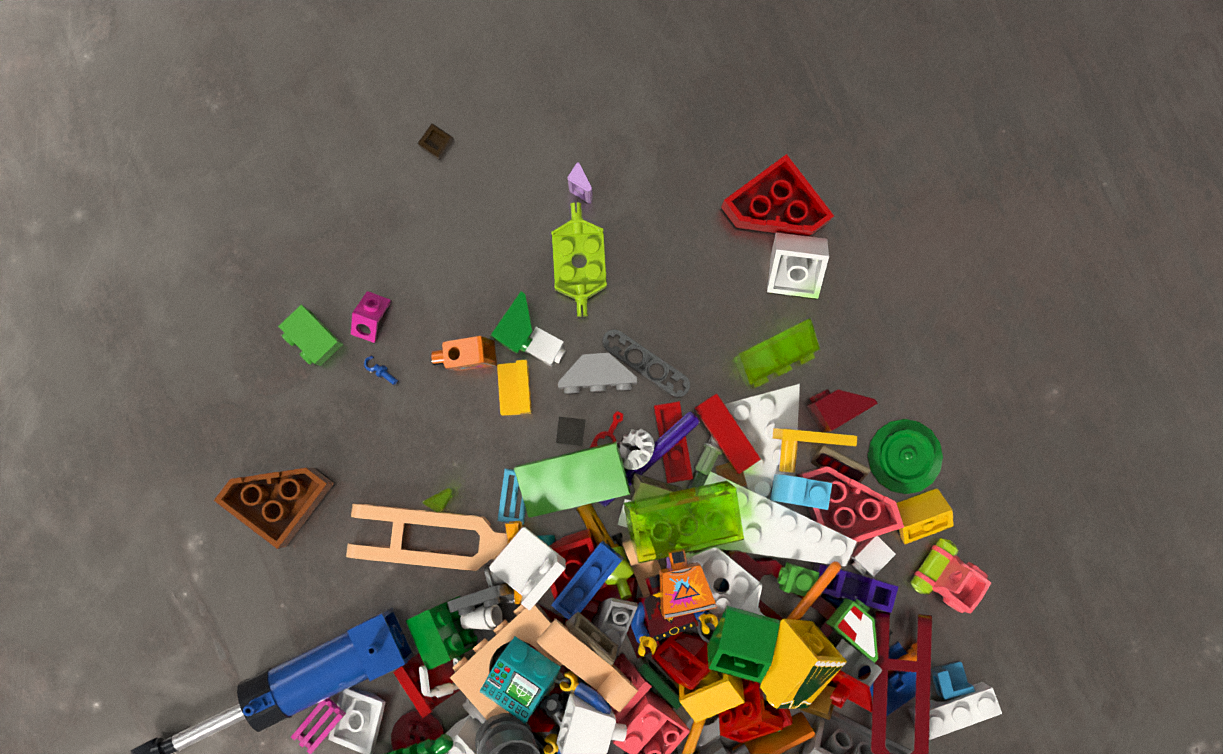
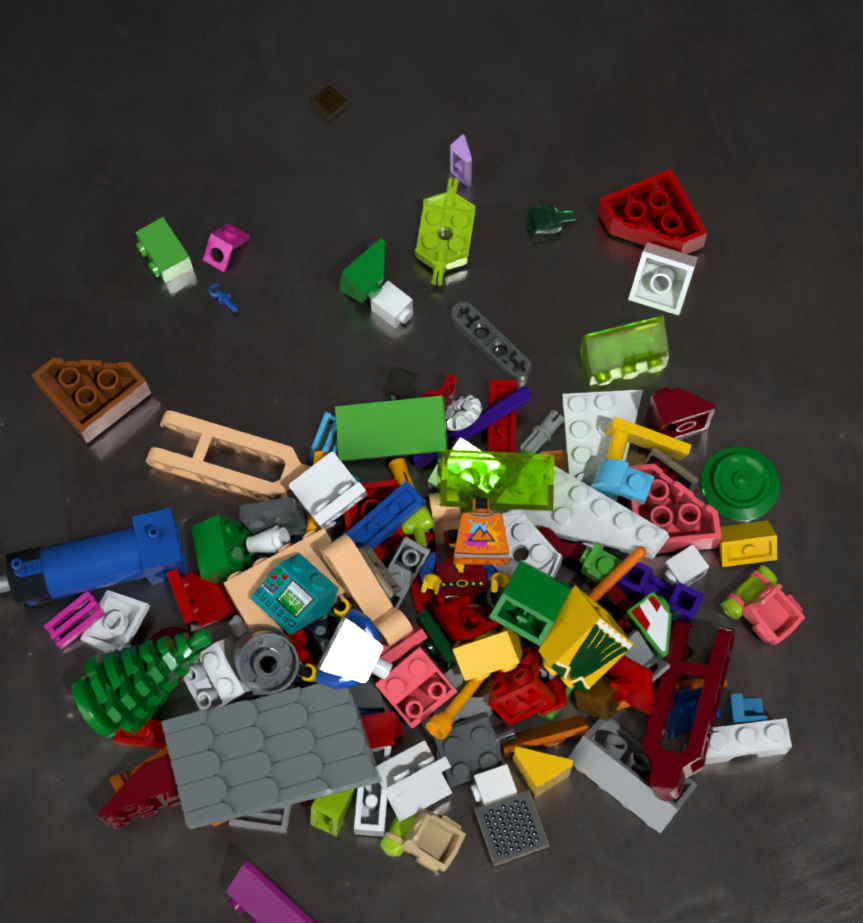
camera: 15 degrees right, 15 degrees down
(438, 691) = (207, 603): white piece -> none
(440, 500) = (253, 424): clear neon green slope -> none
(466, 354) = (313, 294): orange torso -> none
(514, 388) = (353, 339): yellow panel -> none
(596, 373) = (439, 339): light grey slope -> none
(675, 225) = (548, 219): none -> clear green piece
(727, 433) = (558, 418): red tile -> none

